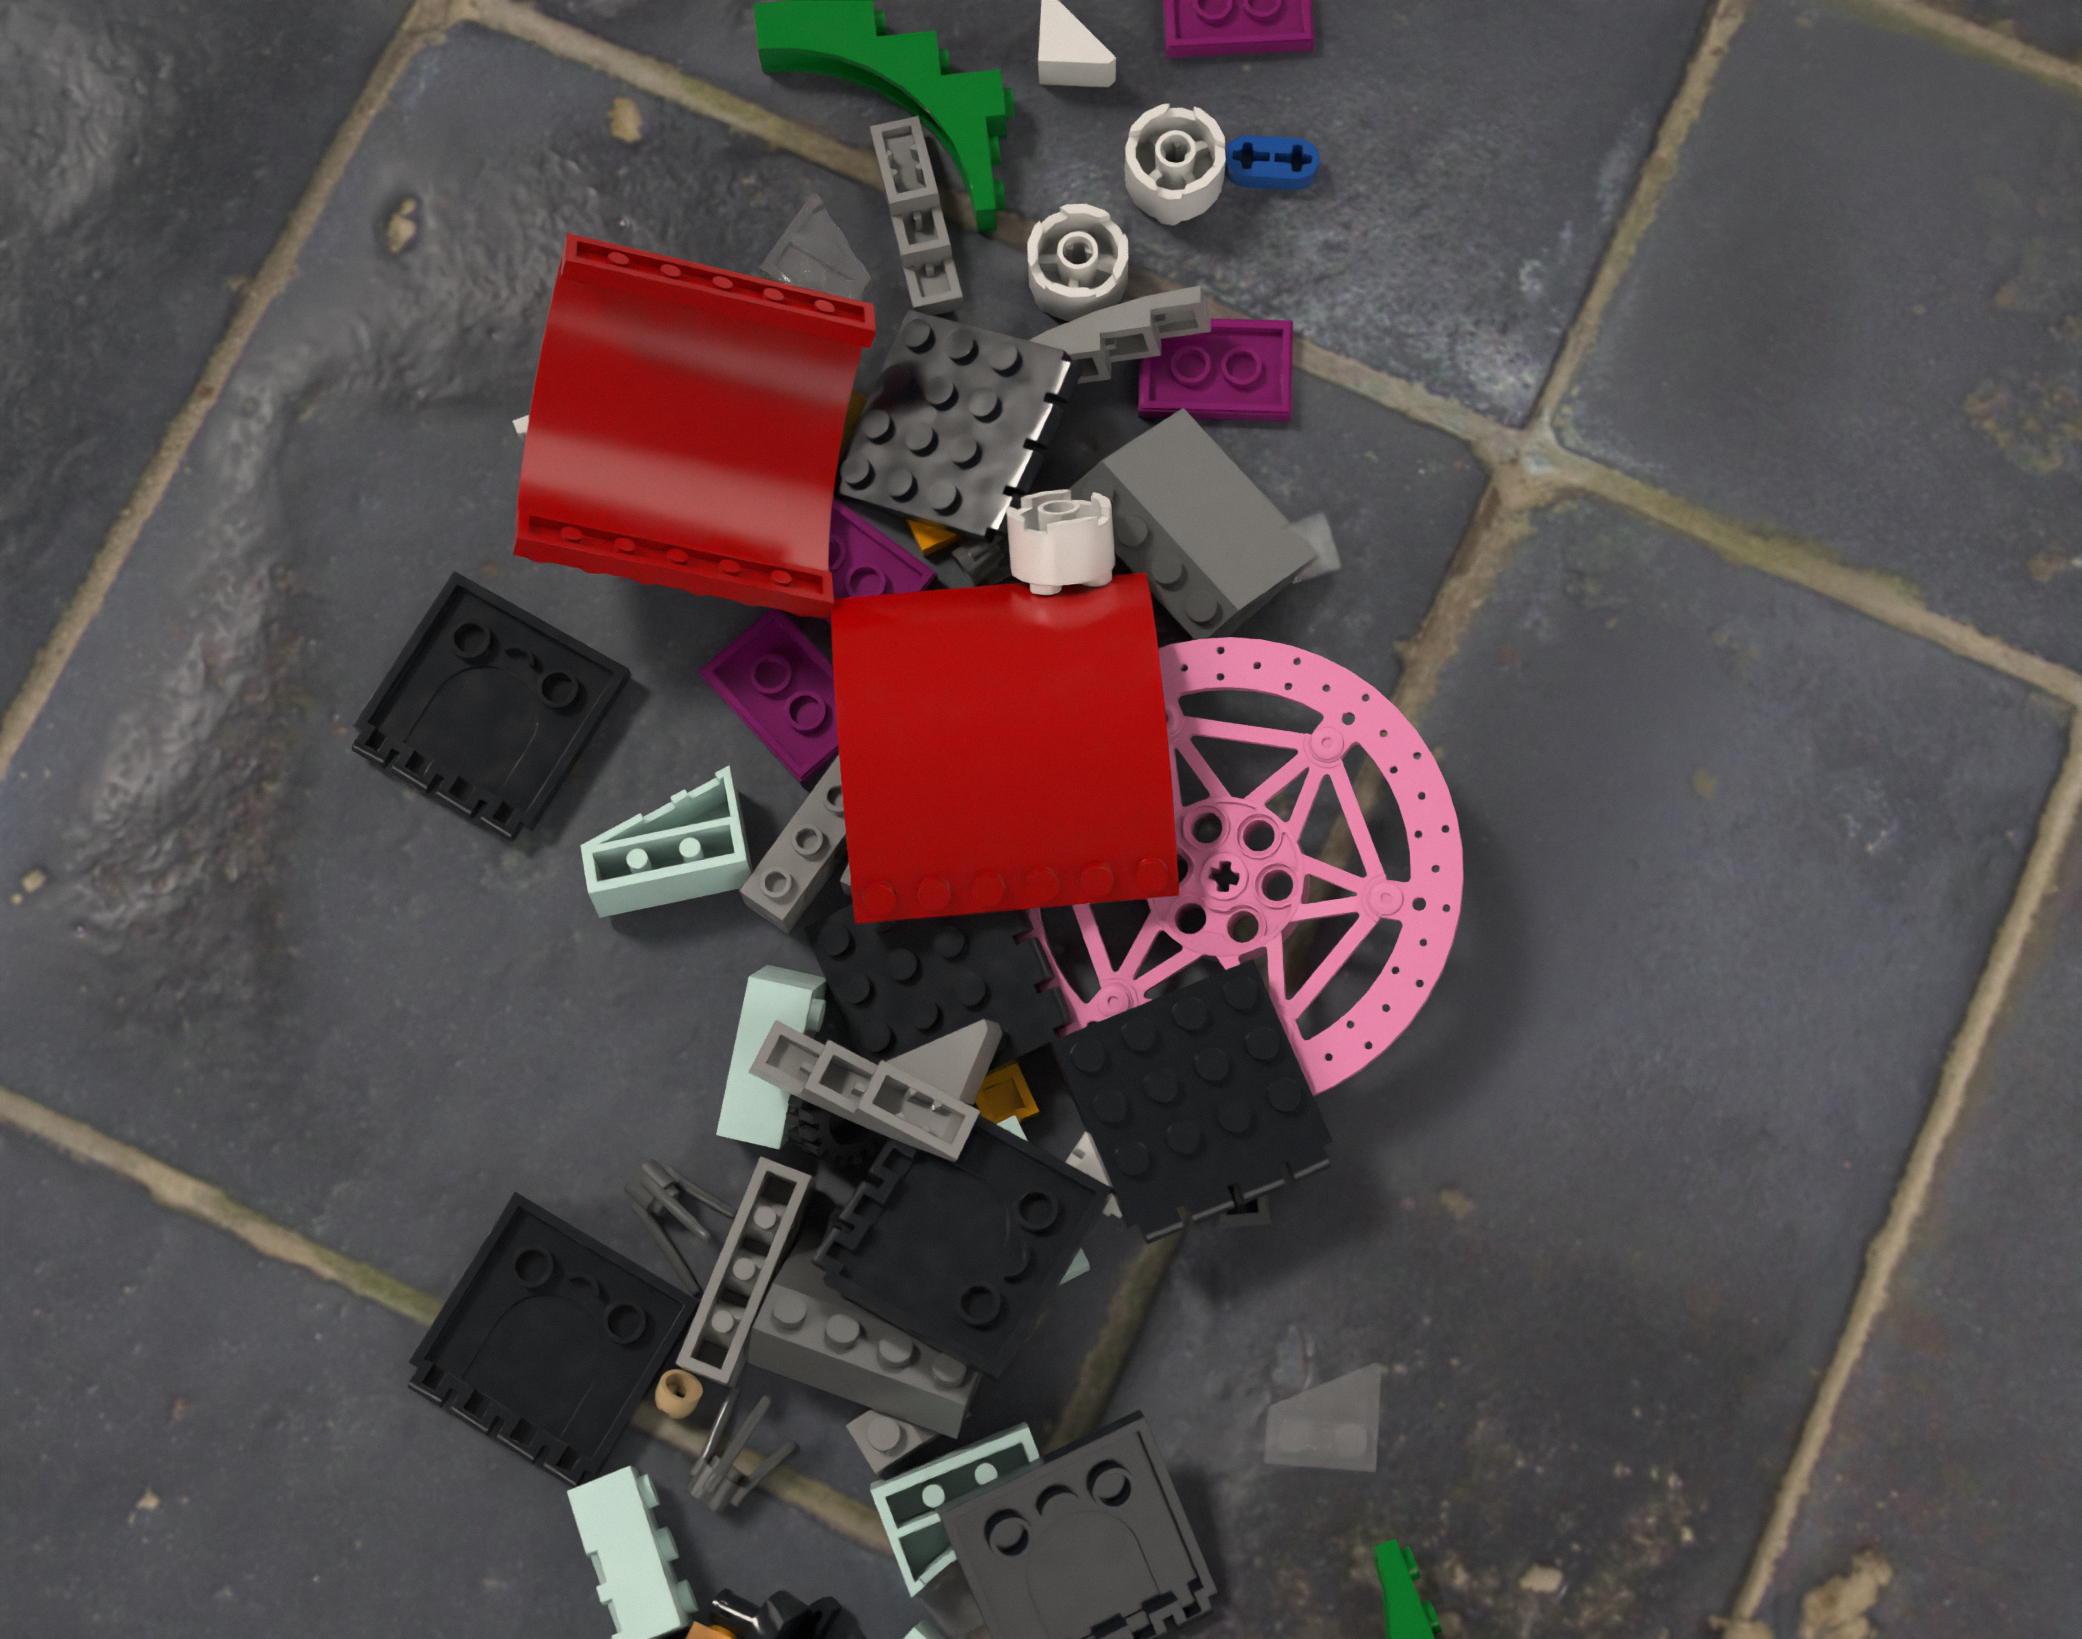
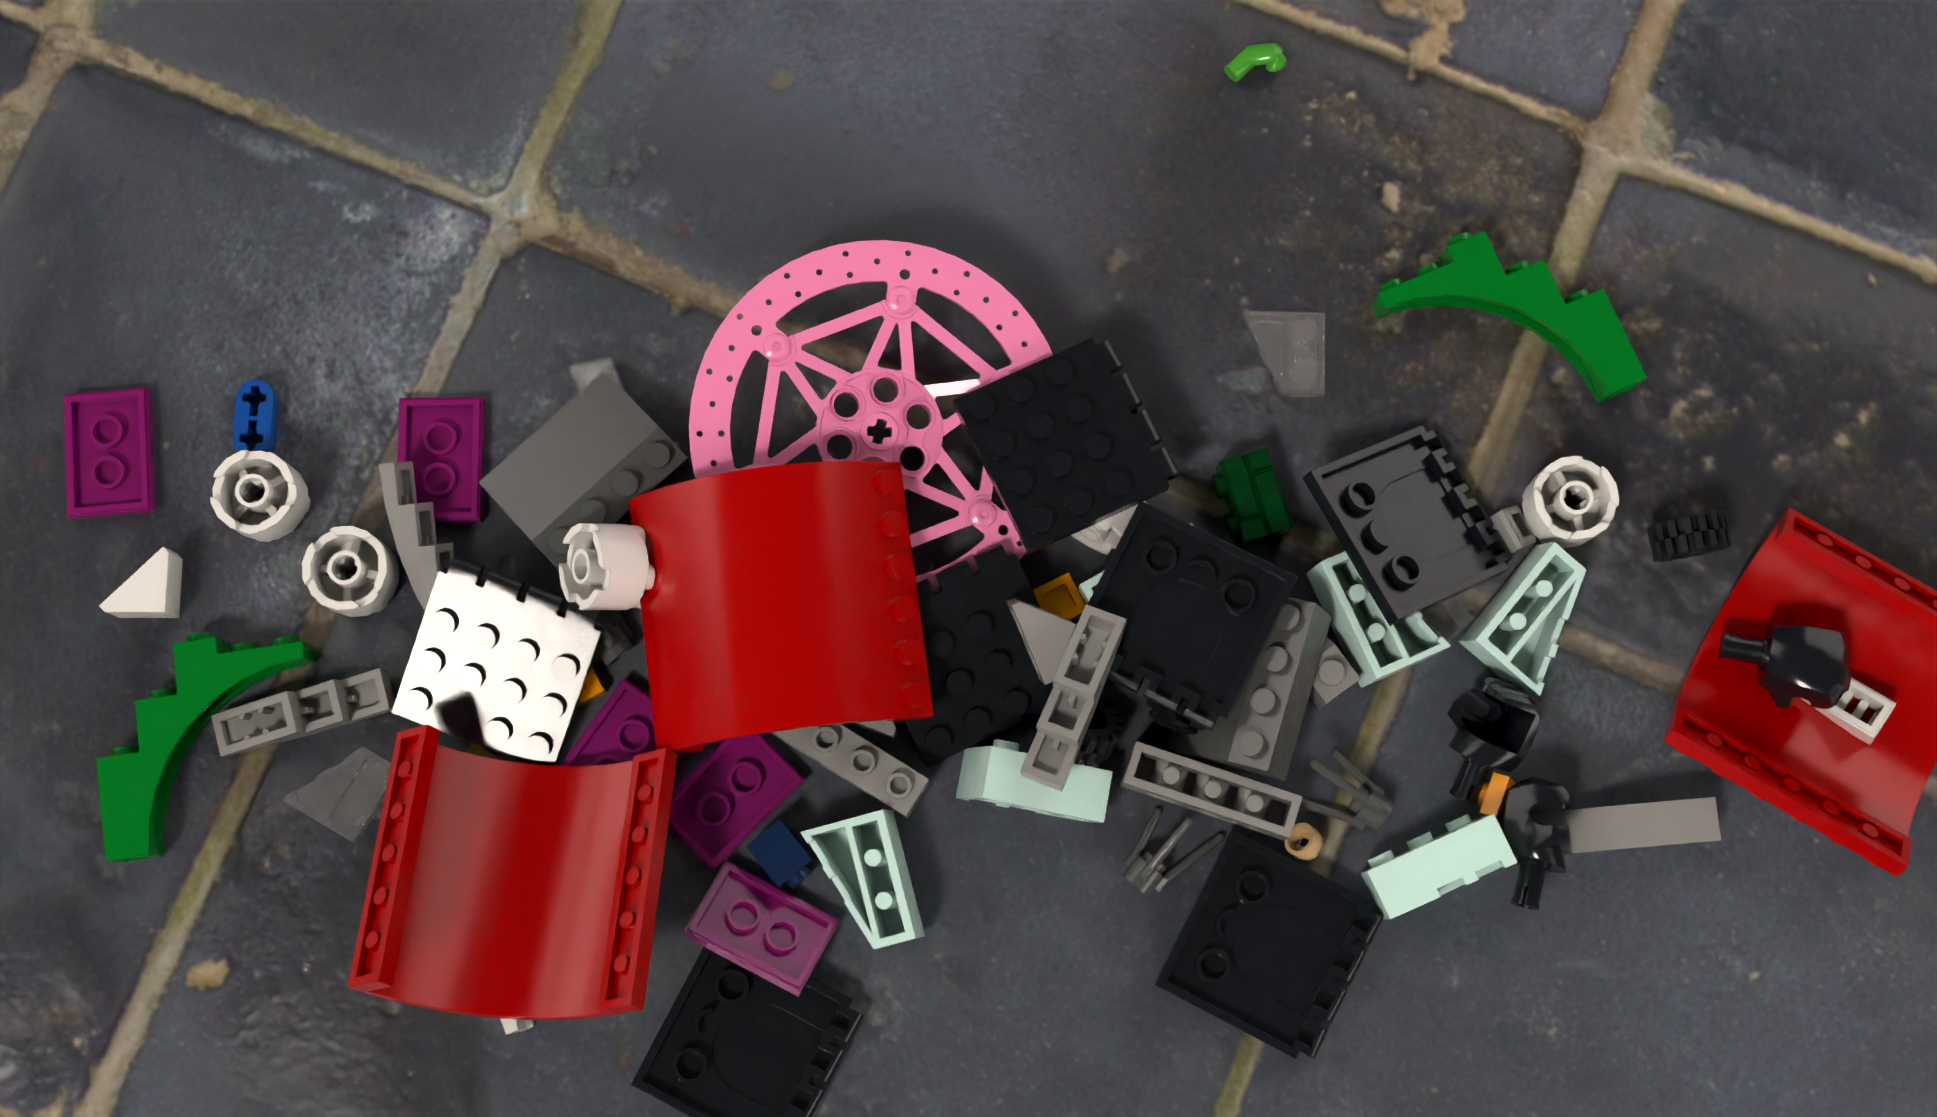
camera: 95 degrees left, 5 degrees up
(623, 724) = (761, 928): none -> magenta tile
(707, 747) = (782, 855): none -> dark blue brick
(1126, 1354) = (1252, 498): none -> dark green brick
(1739, 1403) = (1255, 55): none -> bright green arm

